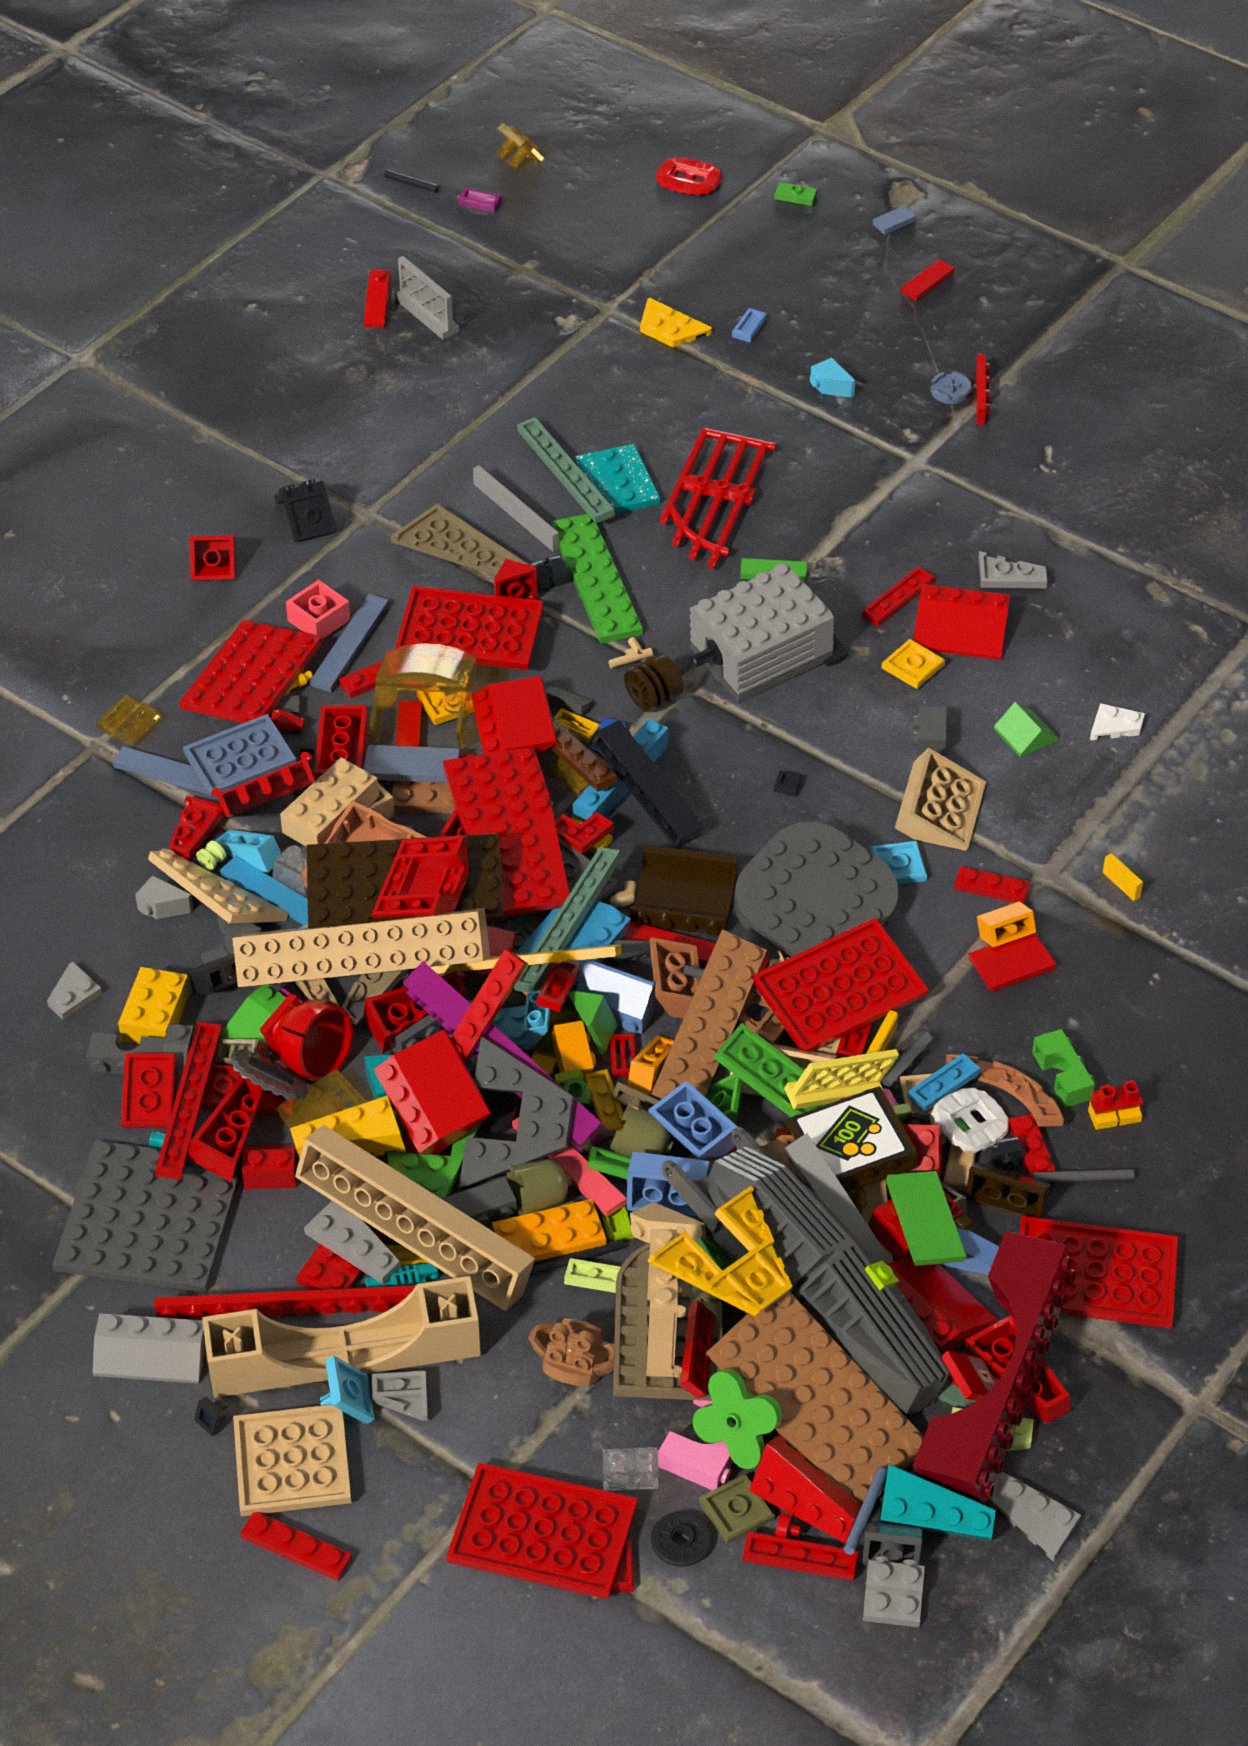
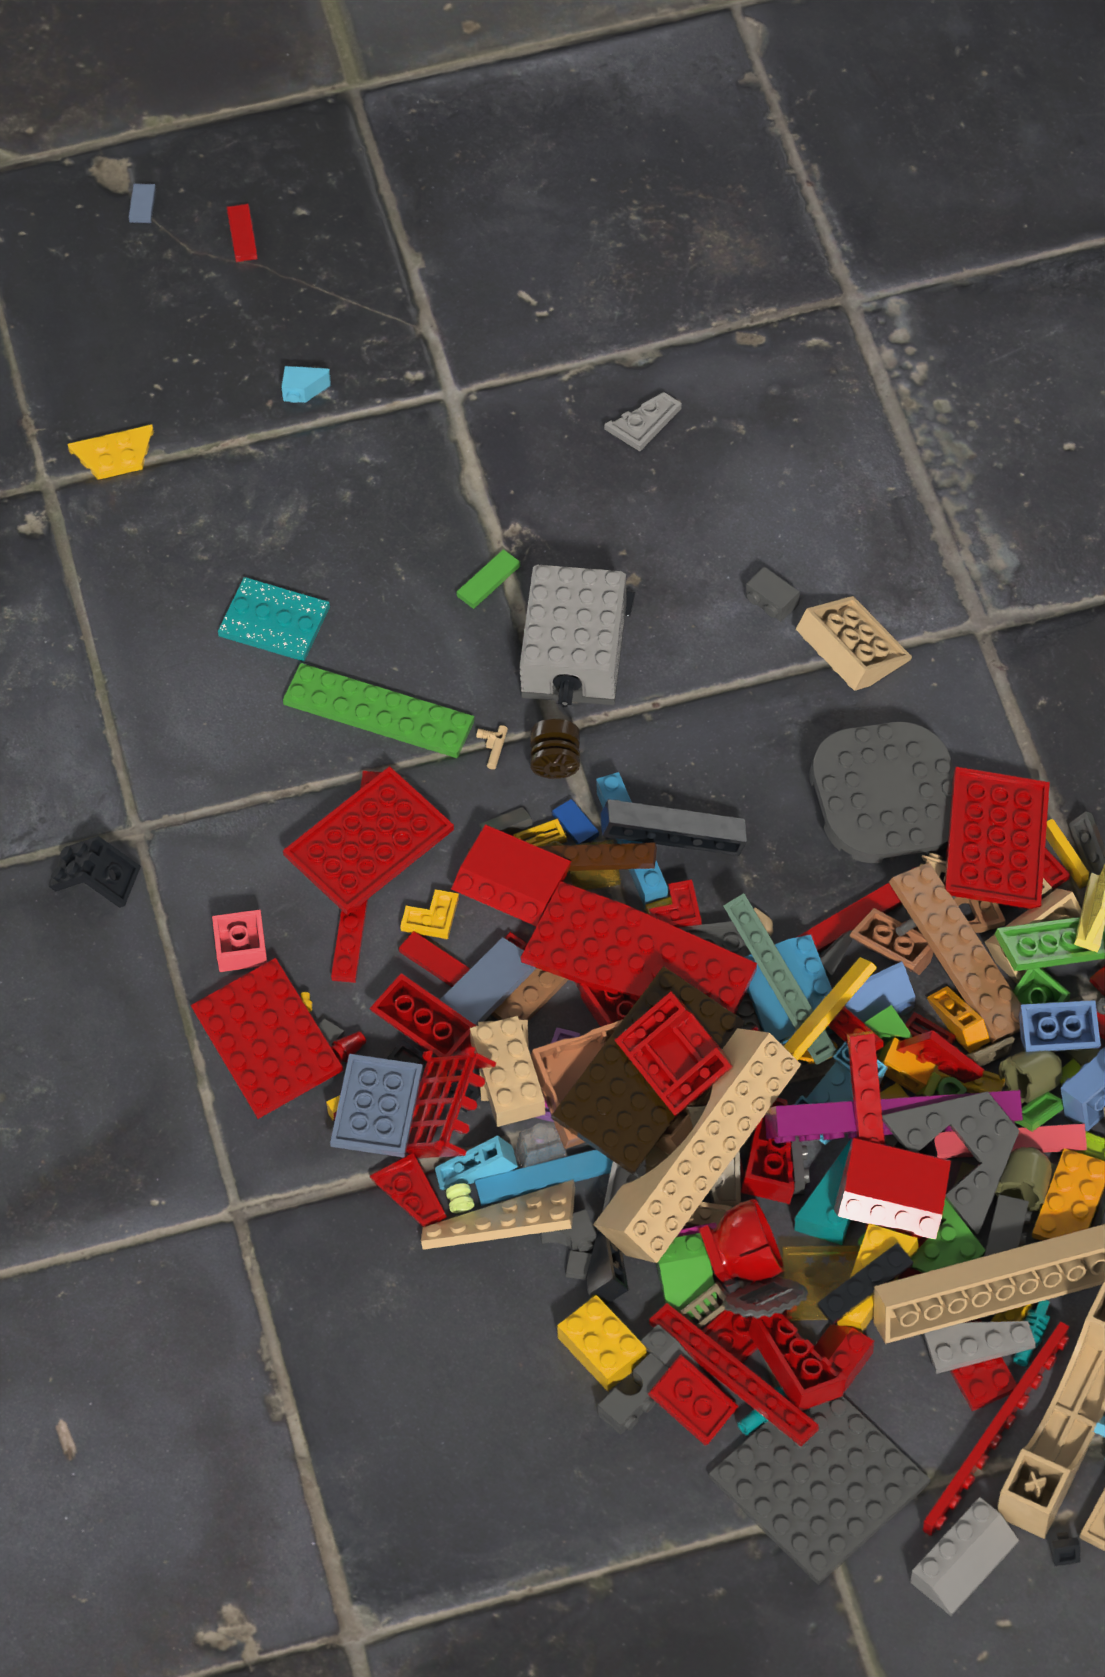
camera: 50 degrees left, 10 degrees up
(73, 992) = (523, 1396): light grey wing -> none
(128, 720) = (234, 1168): clear yellow slope -> none
(158, 768) = (317, 1177): sand blue tile -> none
(163, 899) = (479, 1265): light grey slope -> none
(212, 557) = (90, 981): red slope -> none
(308, 1119) = (861, 1285): none -> black plate
(349, 643) = (291, 941): sand blue tile -> none
(426, 669) = (403, 903): clear yellow windscreen -> none
(452, 539) = (234, 787): dark tan wing -> none
(516, 508) = (243, 714): light grey tile -> none
(516, 580) = (346, 772): red slope -> none
(550, 571) = (348, 741): black wheel -> none
(565, 470) = (232, 647): sand green plate -> none
(591, 1052) = (936, 1050): none -> red wing
(684, 890) = (794, 880): dark brown panel -> none
(721, 490) = (355, 555): red piece -> none
(749, 325) = (172, 395): medium blue tile -> none
(788, 783) = (736, 730): black tile -> none
(795, 194) = (36, 249): bright green plate -> none
(897, 597) = (598, 514): red tile -> none
(903, 860) = (887, 707): medium azure tile -> none
(913, 663) = (685, 556): yellow plate -> none
(951, 387) = (388, 309): sand blue tile -> none
(961, 621) = (671, 492): red slope -> none
(982, 394) = (416, 290): red plate -> none
(991, 885) = (963, 667): red plate -> none
(1006, 924) = (1019, 685): light orange brick -> none
(1012, 962) = (1051, 708): red tile -> none
(1024, 730) = (823, 533): slope -> none
(1116, 722) = (867, 466): white wing -> none
(1122, 877) = (1033, 576): yellow tile -> none

